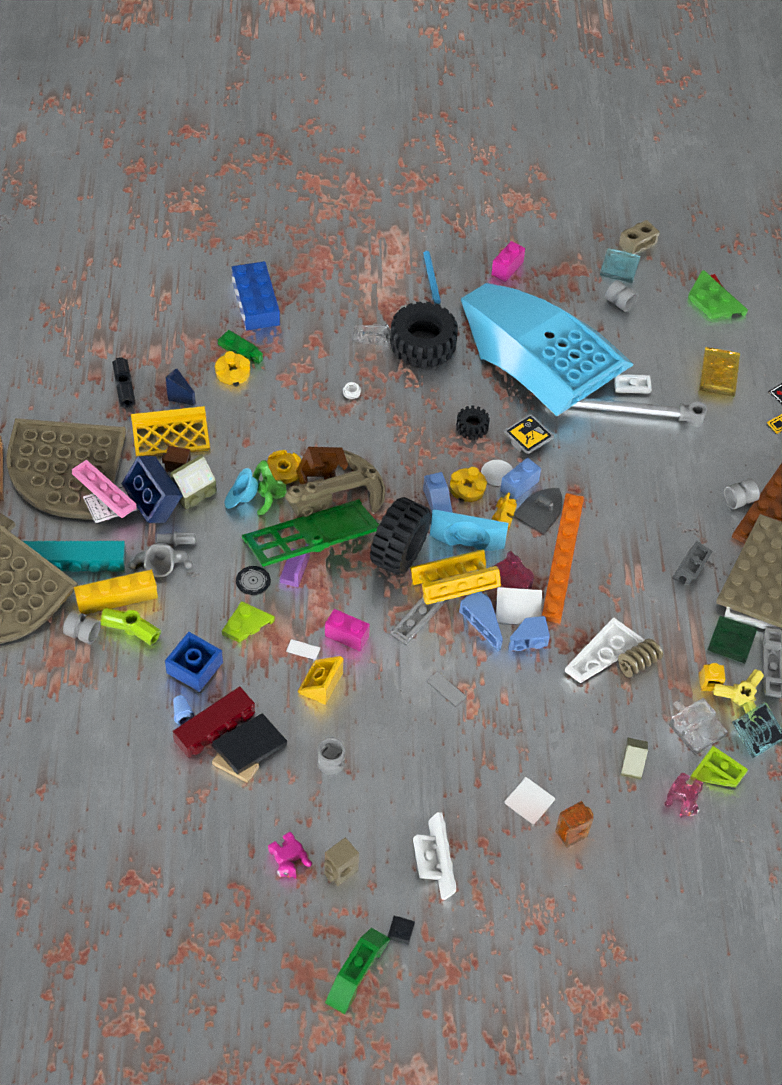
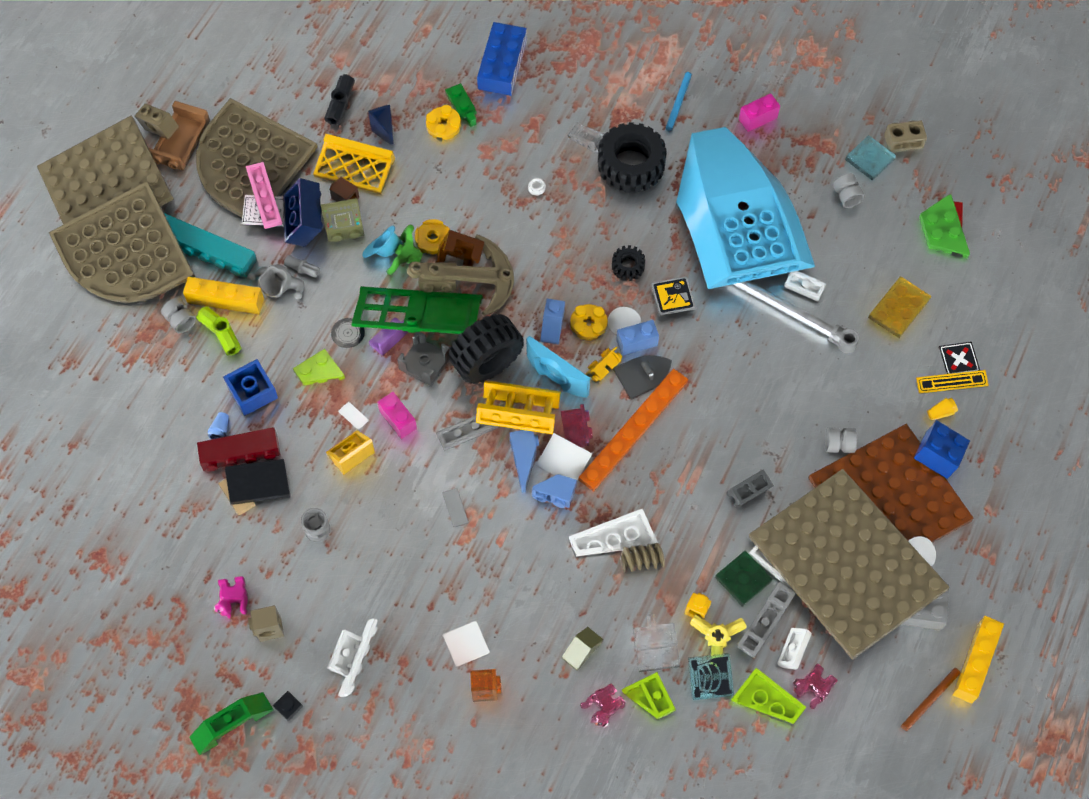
camera: 30 degrees right, 10 degrees up
(341, 574) = (424, 359): none -> dark grey panel

